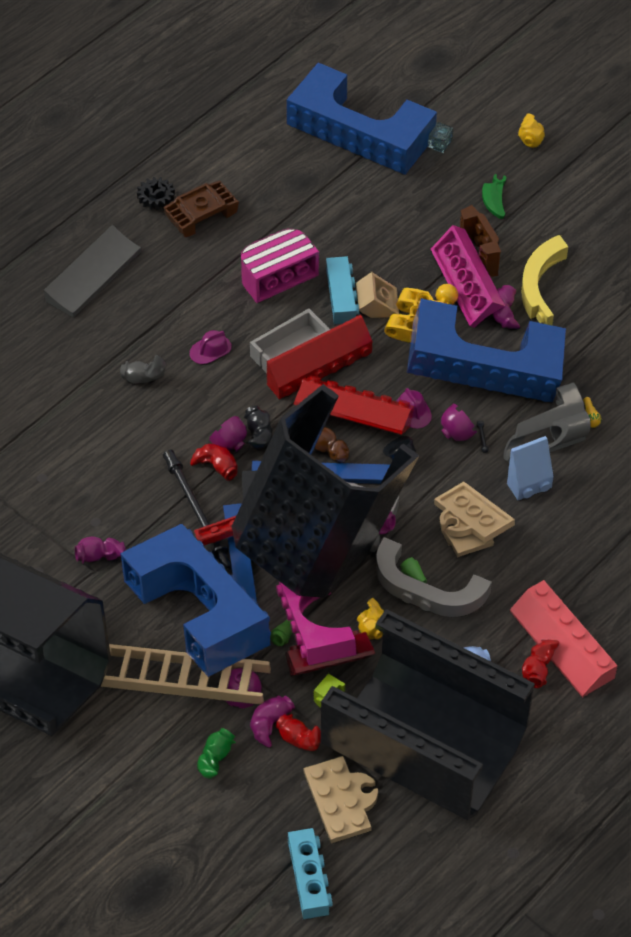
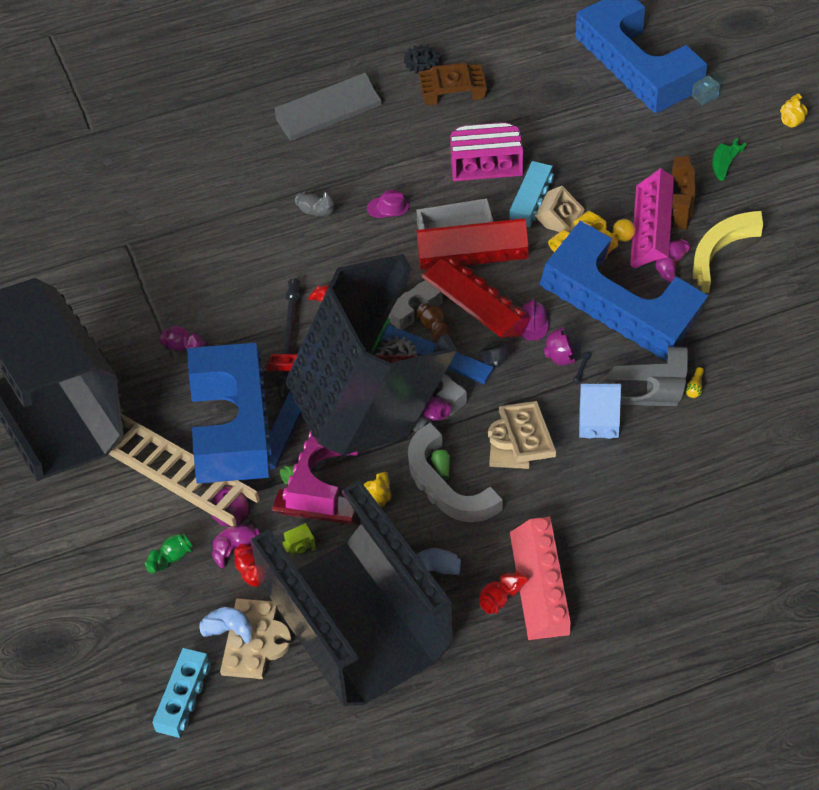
camera: 30 degrees right, 0 degrees up
(312, 789) = (226, 619): none -> light blue animal

